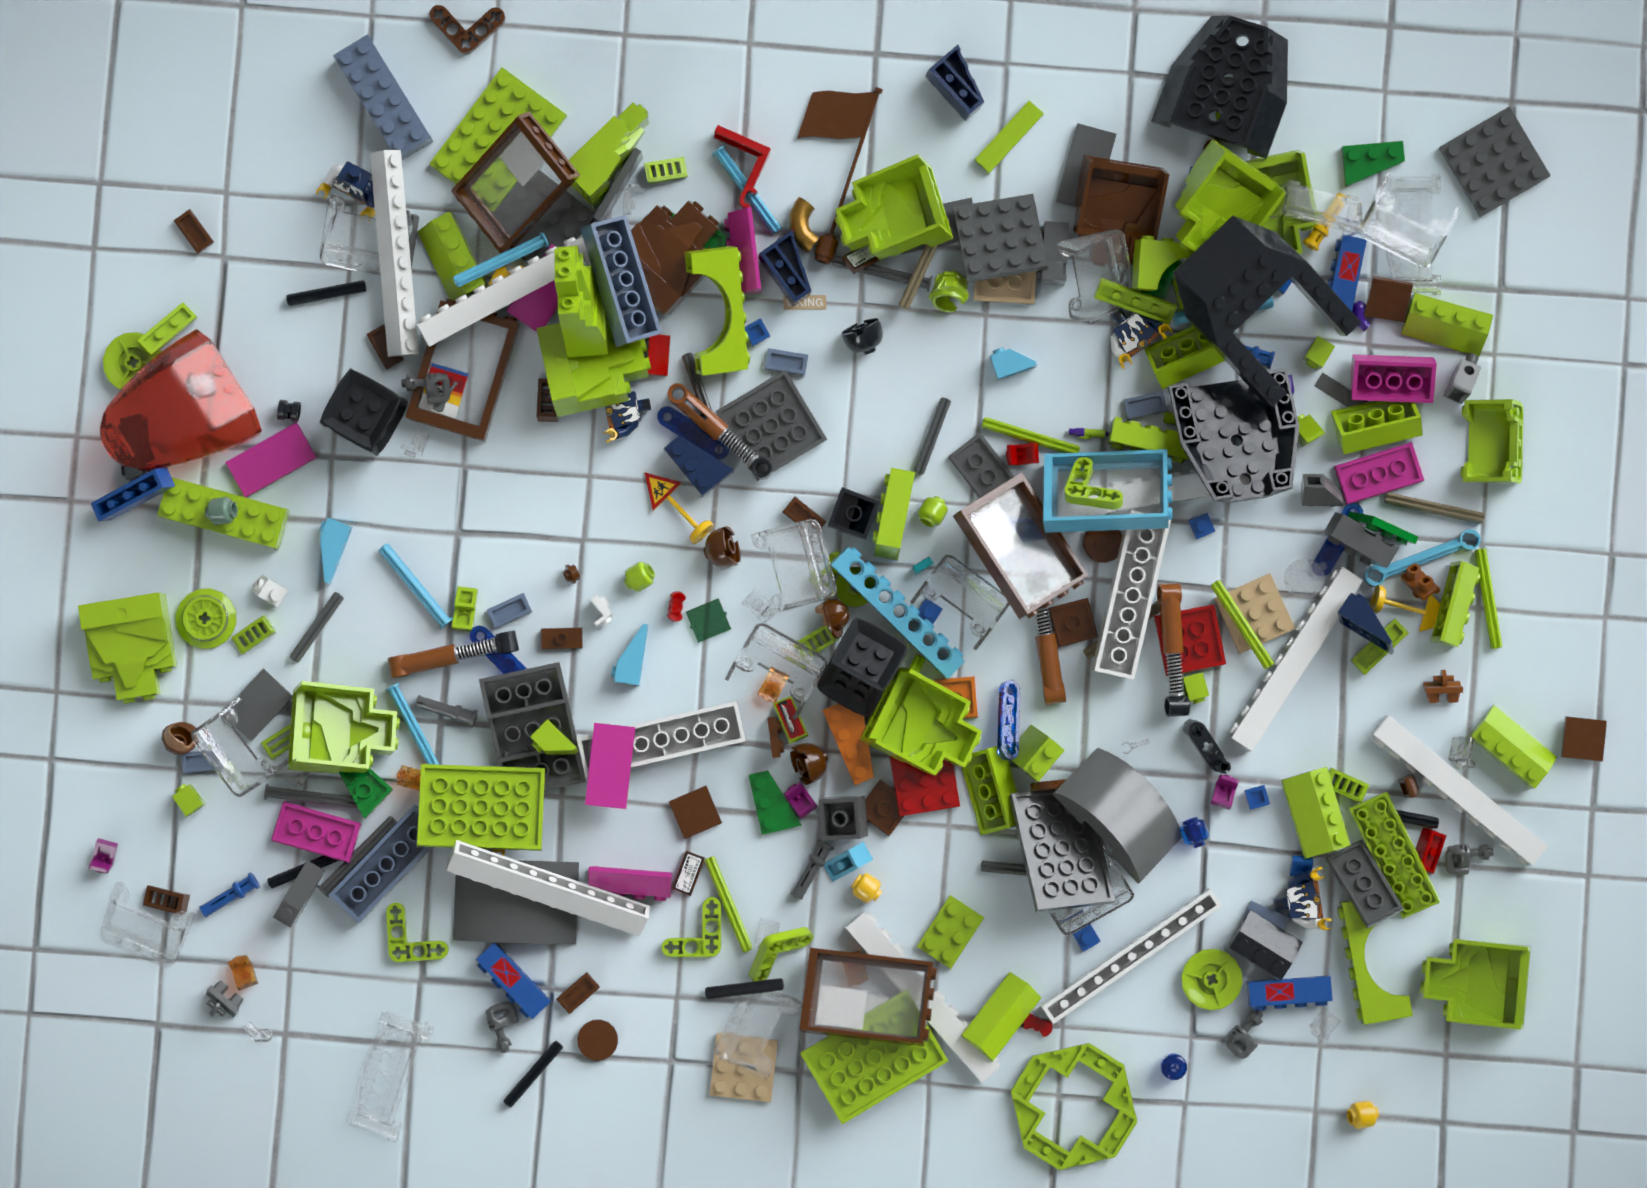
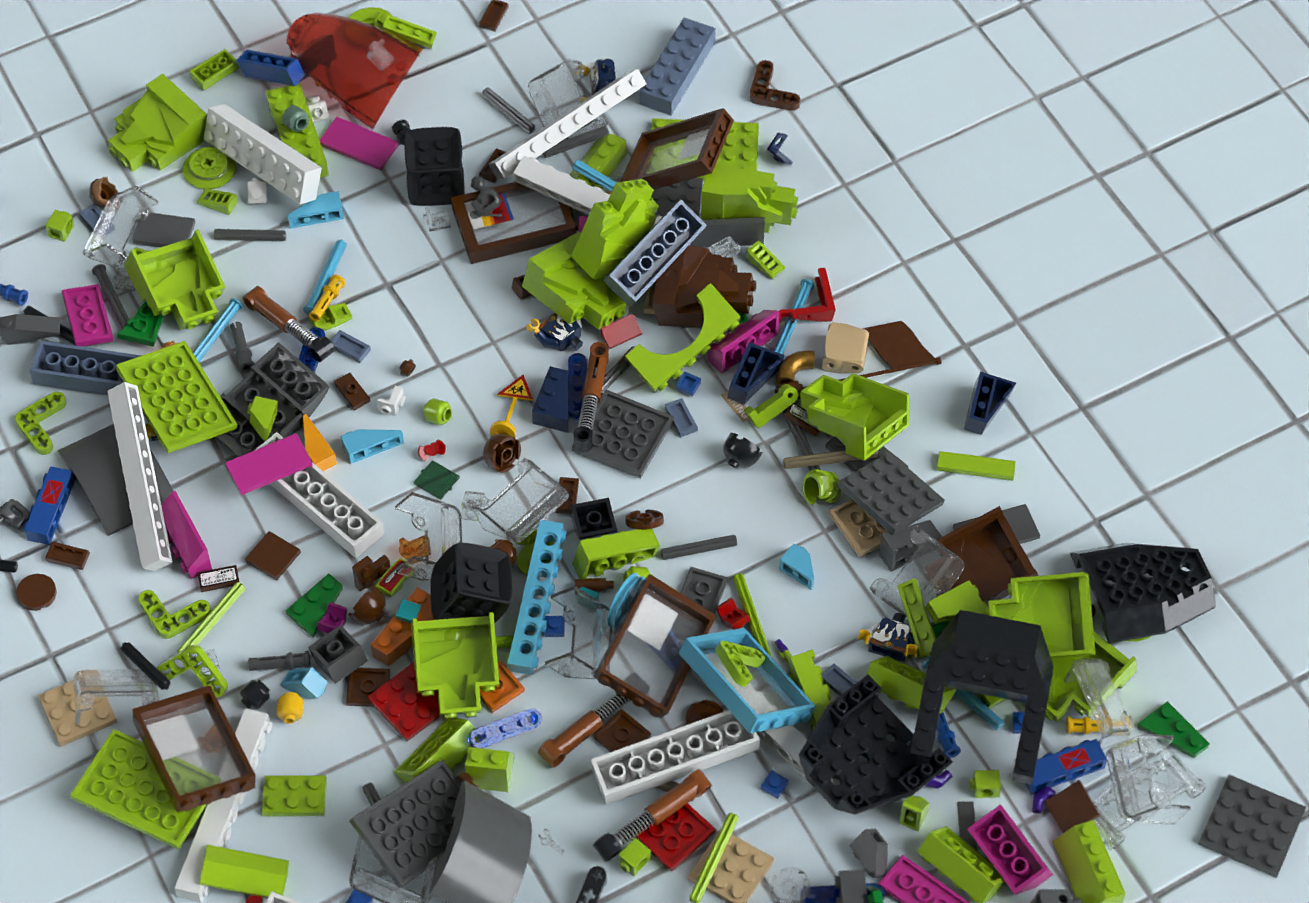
camera: 60 degrees right, 30 degrees down
(86, 545) = (214, 69): none -> lime piece
(200, 474) = (317, 108): none -> white bracket
(240, 566) = (262, 153): none -> white brick
(439, 594) = (330, 292): none -> yellow pin
(552, 74) = (774, 149): none -> dark blue bracket
(610, 709) = (317, 447): none -> light orange slope
(816, 166) = (845, 348): none -> tan piece
(832, 909) = (255, 694): none -> black head
(836, 276) = (773, 406): none -> lime leg
(847, 735) = (408, 611): none -> teal tile
(878, 467) = (646, 520): none -> reddish brown tile
(911, 553) = (595, 584): none -> reddish brown cylinder
(958, 540) = (623, 599): none -> medium azure wedge

